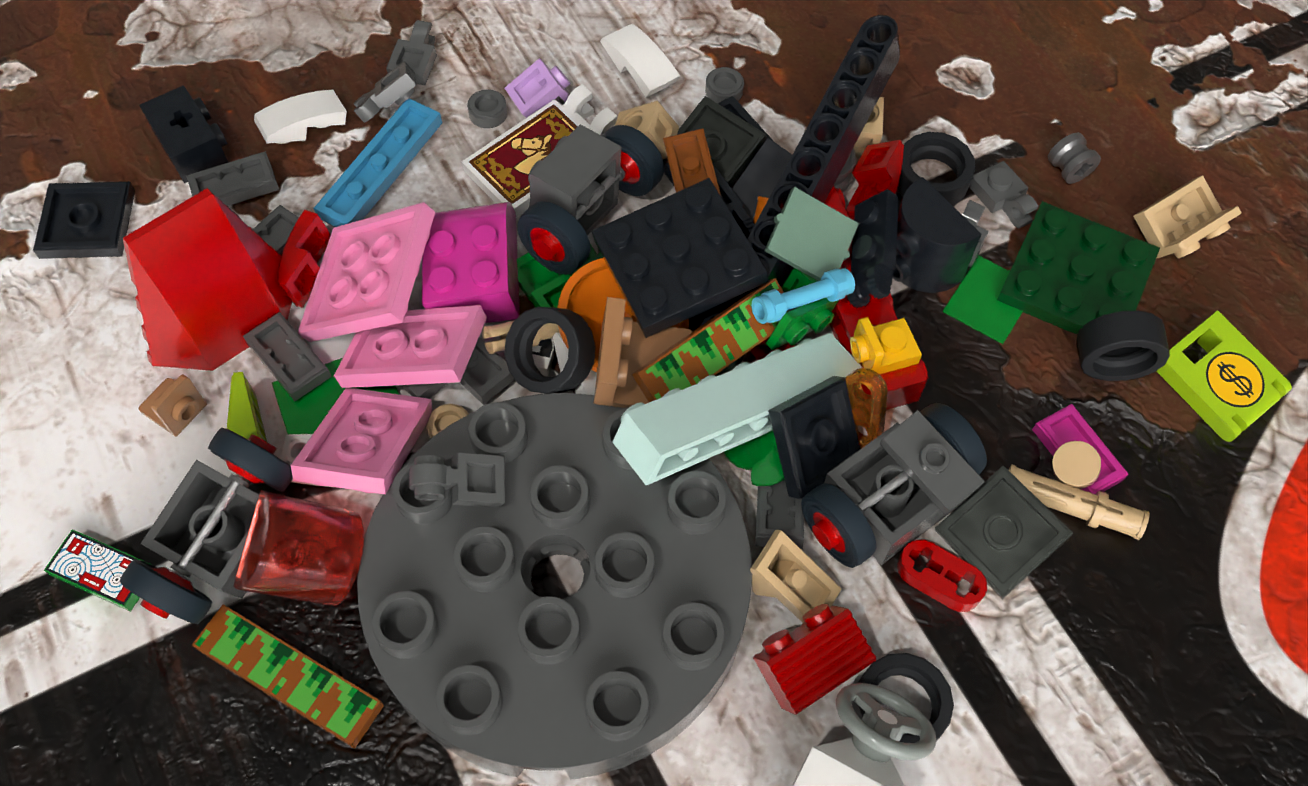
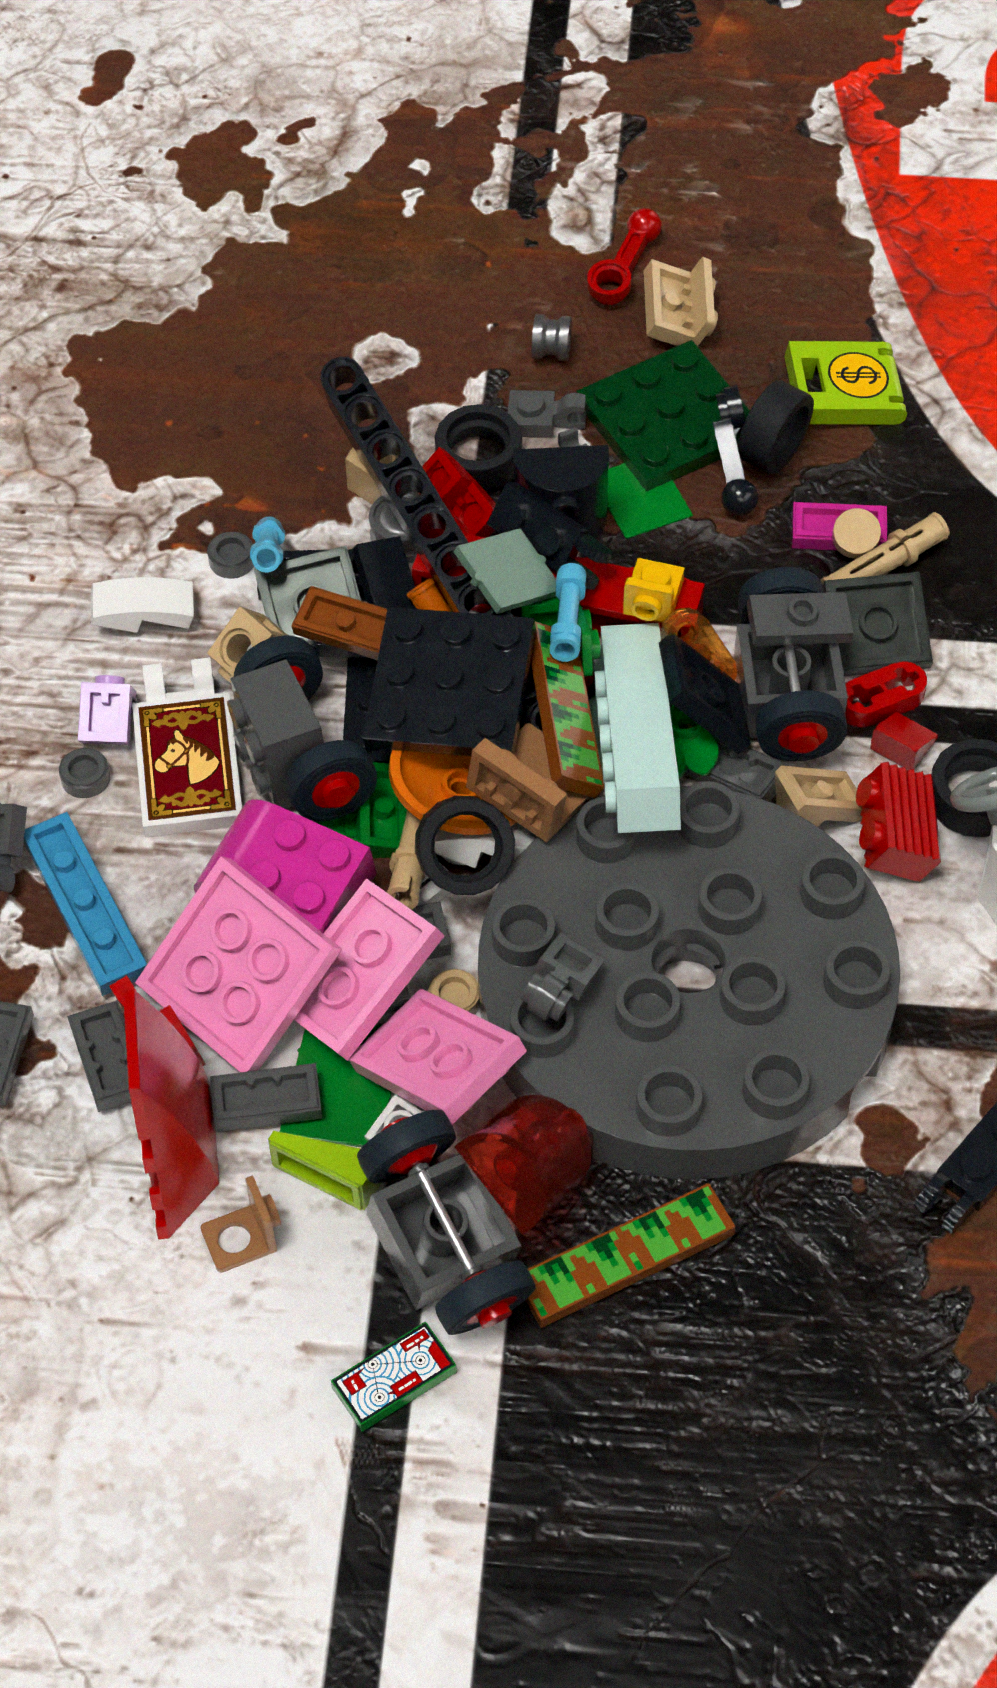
camera: 55 degrees left, 5 degrees down
(719, 91) = (266, 552): none -> medium azure bar
(910, 617) = (902, 740): none -> red slope
(1044, 361) = (739, 495): none -> black piece
(1232, 159) = (643, 227): none -> red piece

